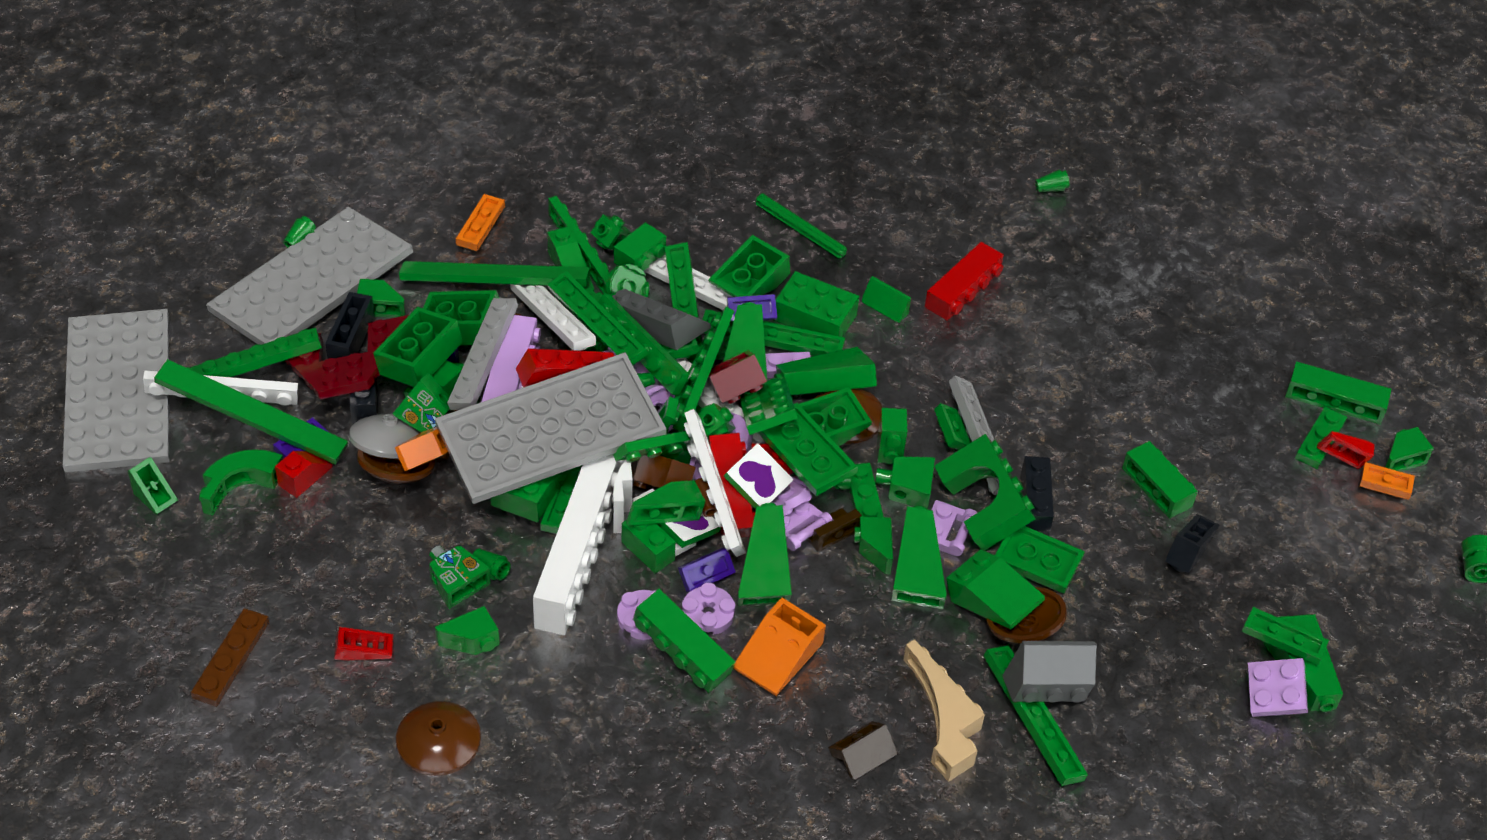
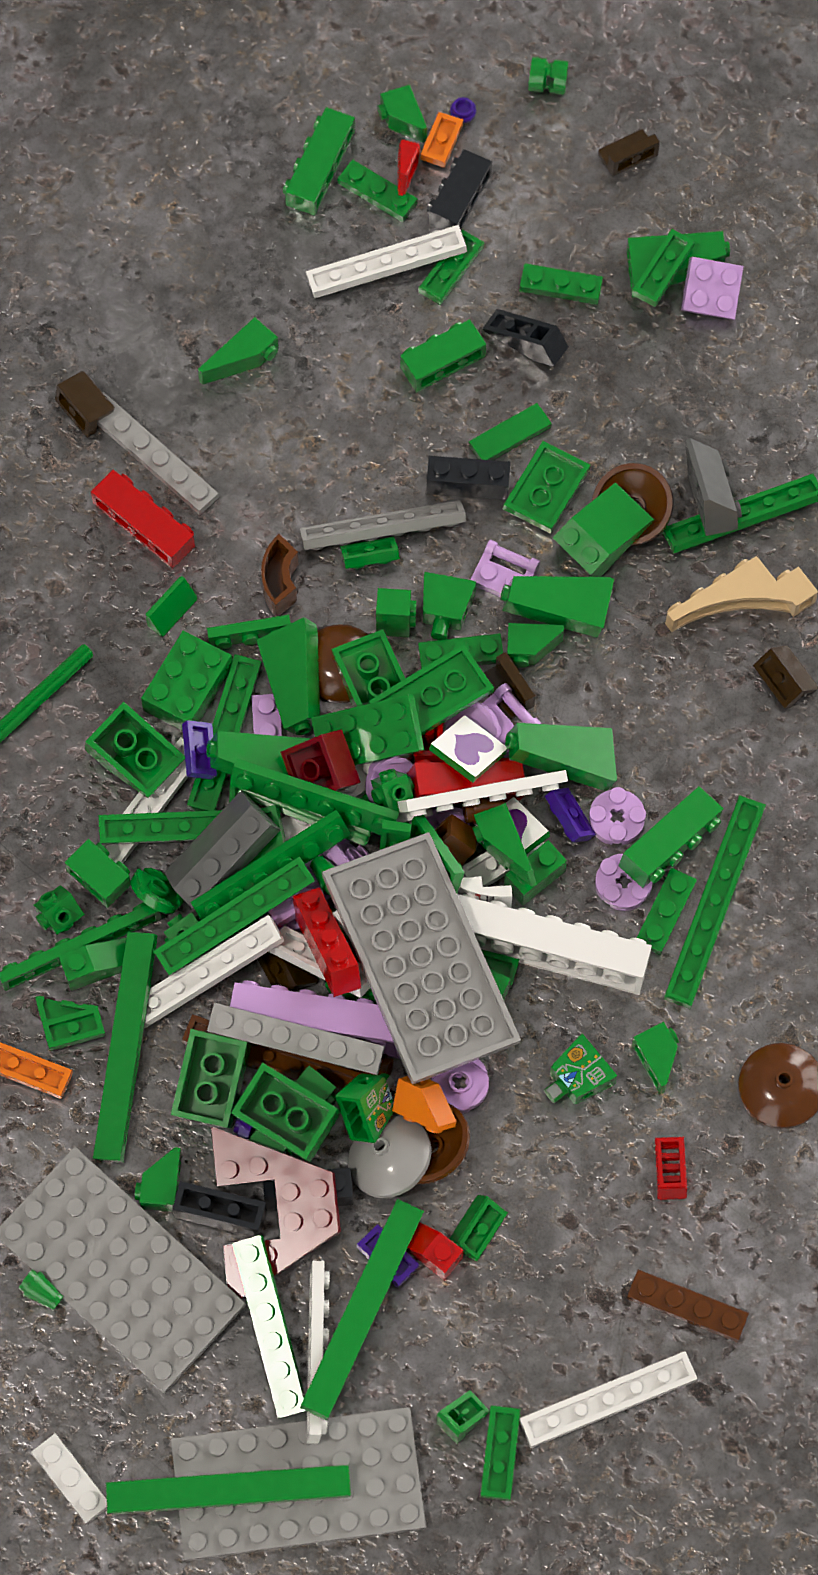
camera: 85 degrees left, 20 degrees up
(115, 338) = (228, 1489): none -> green tile
(116, 516) = (500, 1453): none -> green plate
(147, 255) = (70, 1478): none -> white plate
(151, 594) = (608, 1399): none -> white plate
(237, 470) = (435, 1329): green arch -> none
(321, 506) = (478, 1226): none -> green slope
(448, 502) = (477, 1085): none -> lavender plate
(497, 563) = (562, 1037): green cone -> none
(518, 243) = (68, 1022): none -> green wing
(615, 646) = (666, 910): none -> green plate
(626, 687) = (714, 902): none -> green tile
(780, 646) = (672, 745): orange slope -> none
(865, 341) = (244, 632): none -> green plate
(920, 361) = (276, 573): none -> reddish brown brick
(1008, 510) = (436, 519): green arch -> none
(1027, 290) = (158, 459): none -> light grey plate
(1065, 241) = (83, 402): none -> dark brown panel
(1090, 533) = (510, 433): none -> green tile
(1133, 341) = (243, 352): none -> green slope
(1247, 438) = (386, 261): none -> white plate
(1255, 491) = (450, 270): none -> green tile
(1258, 574) = (561, 284): none -> green plate
(1333, 493) = (459, 191): none -> black brick
(1417, 629) = (629, 151): none -> dark brown panel
(1424, 498) = (463, 109): none -> dark purple plate

